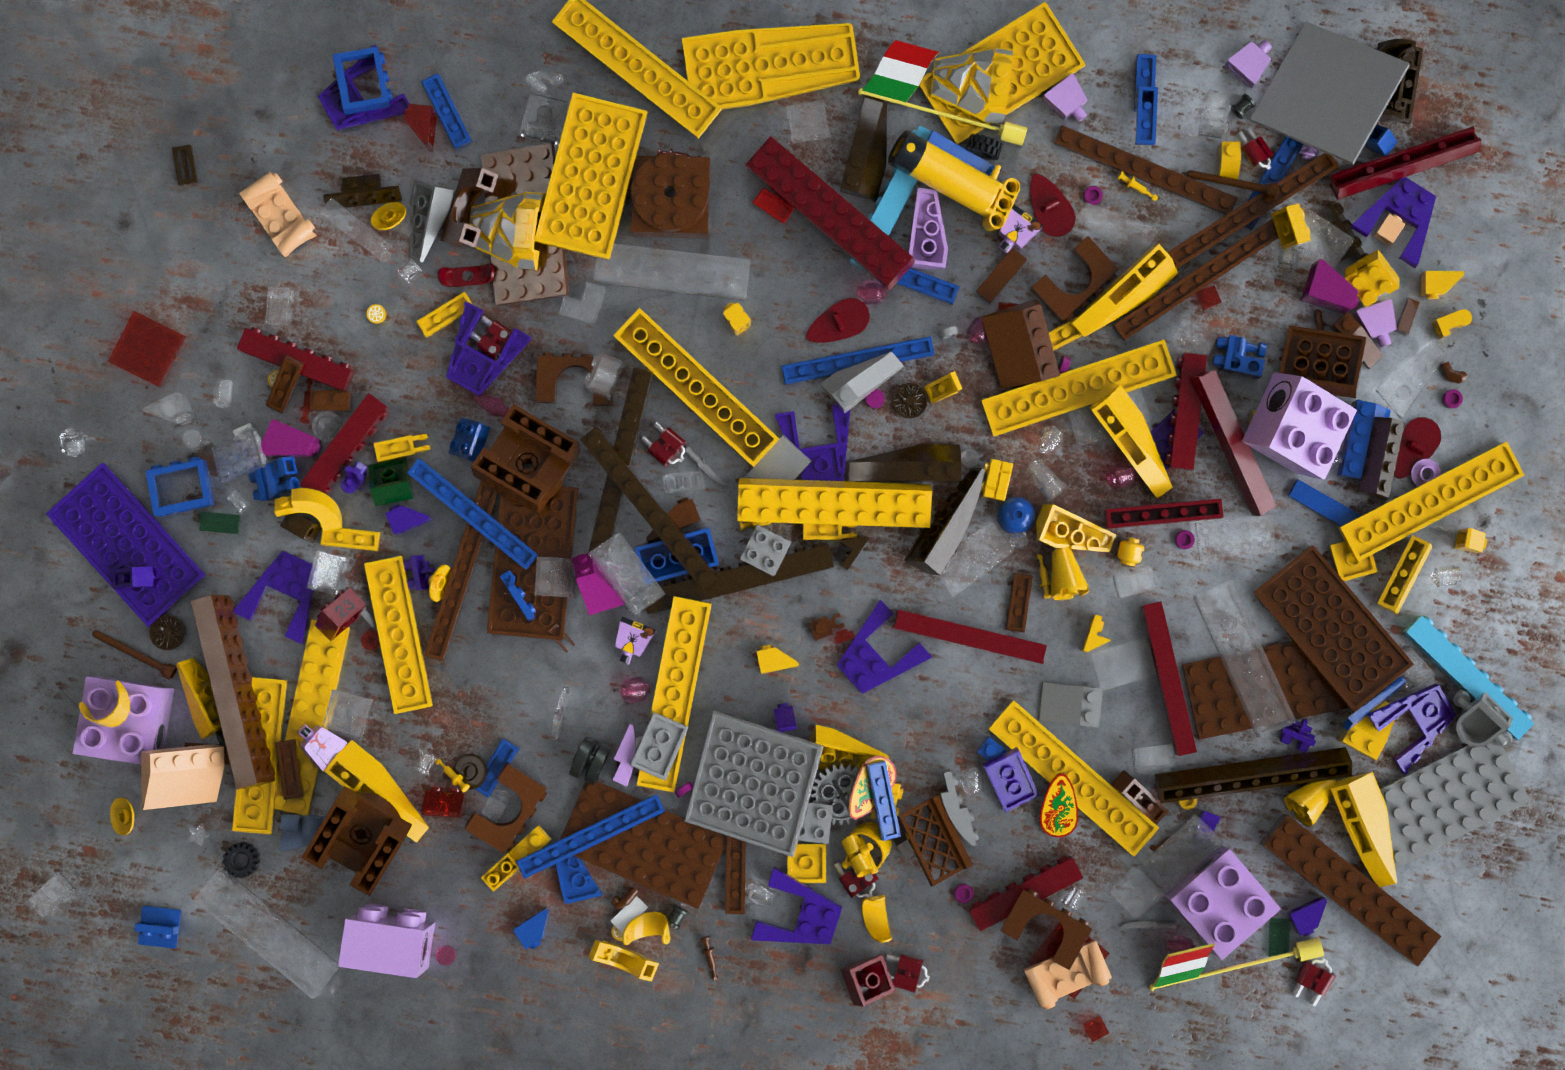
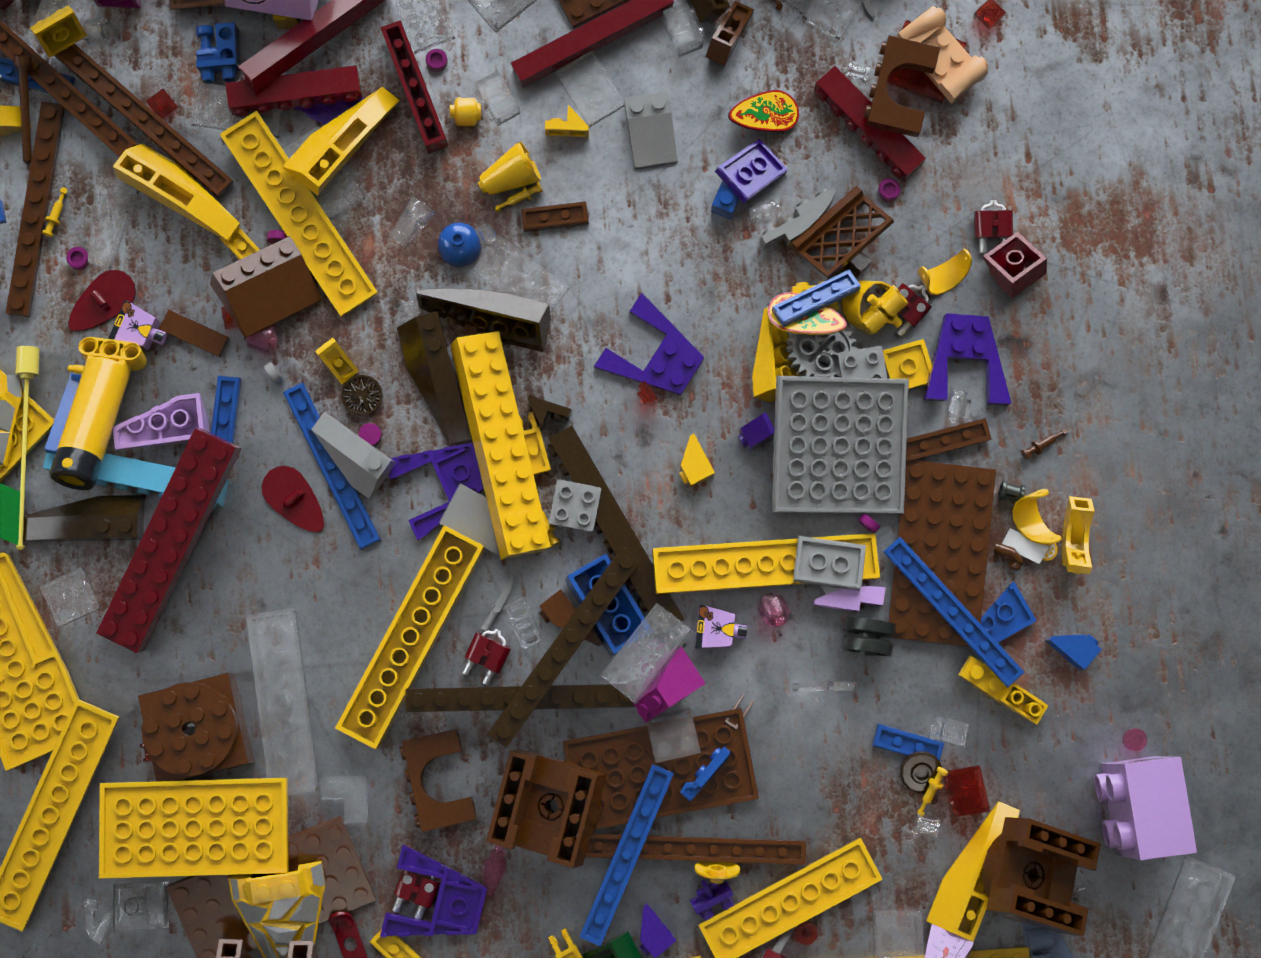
camera: 110 degrees left, 5 degrees down
(469, 439) = (541, 885): blue bracket -> none
(502, 834) = (981, 713): reddish brown arch -> none
(604, 375) = (424, 744): clear brick -> none
(736, 318) = (318, 613): yellow brick -> none
(773, 205) = (178, 610): red tile -> none
(823, 627) = (642, 421): reddish brown plate -> none
(872, 292) = (249, 469): clear pink head -> none
(970, 636) = (607, 258): dark red tile -> none
(984, 146) = (50, 388): black tyre -> none
(996, 480) = (425, 275): yellow brick -> none
(1050, 439) = (365, 230): clear head -> none
(1066, 530) = (460, 183): yellow wedge -> none
(1093, 794) = (714, 133): yellow plate -> none
(1100, 271) = (161, 226): reddish brown arch -> none
(1120, 475) = (384, 144): clear pink head -> none

